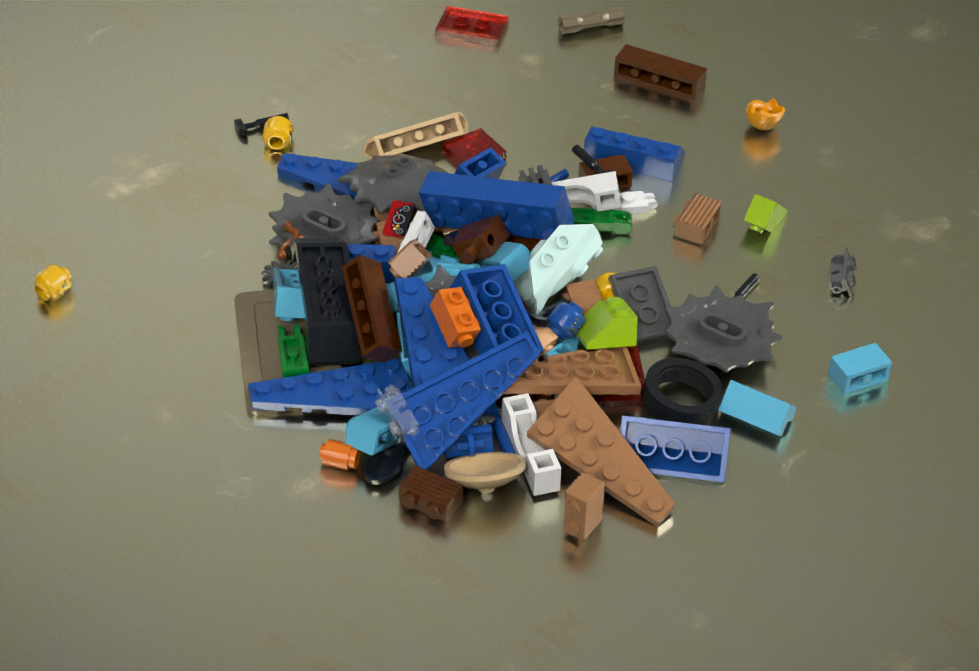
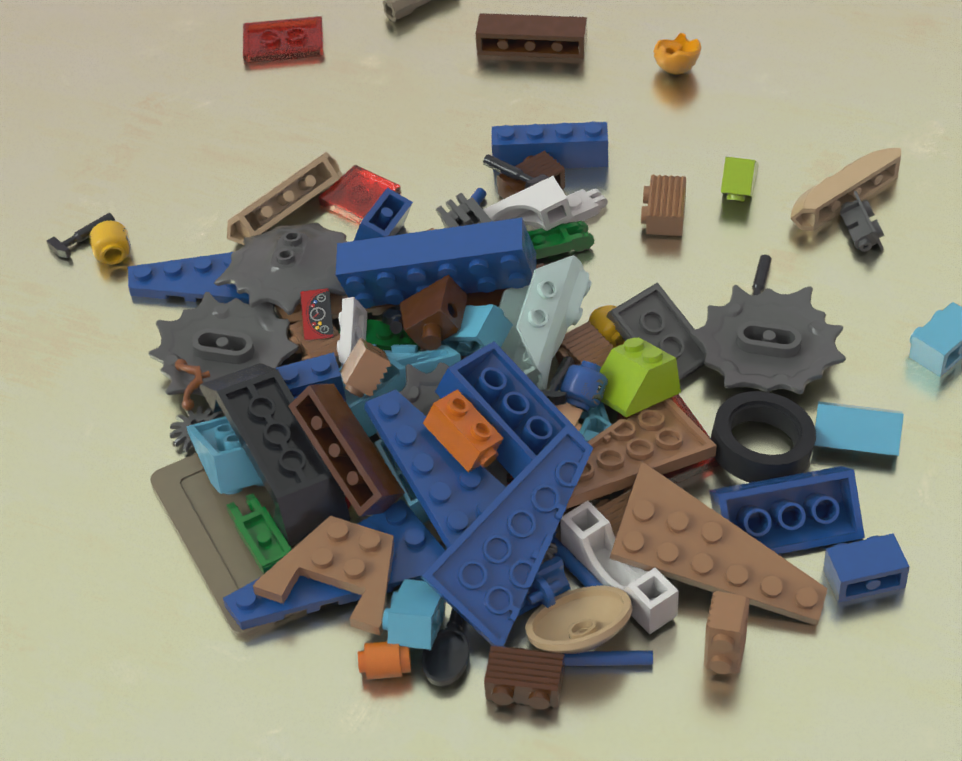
camera: 15 degrees left, 5 degrees up
(336, 378) = (342, 557): none -> medium nougat wing
(400, 423) = (452, 595): clear hinge -> none
(495, 501) = (609, 658): none -> blue bar
(711, 499) = (865, 567): none -> blue brick
(859, 240) = (864, 175): none -> tan brick

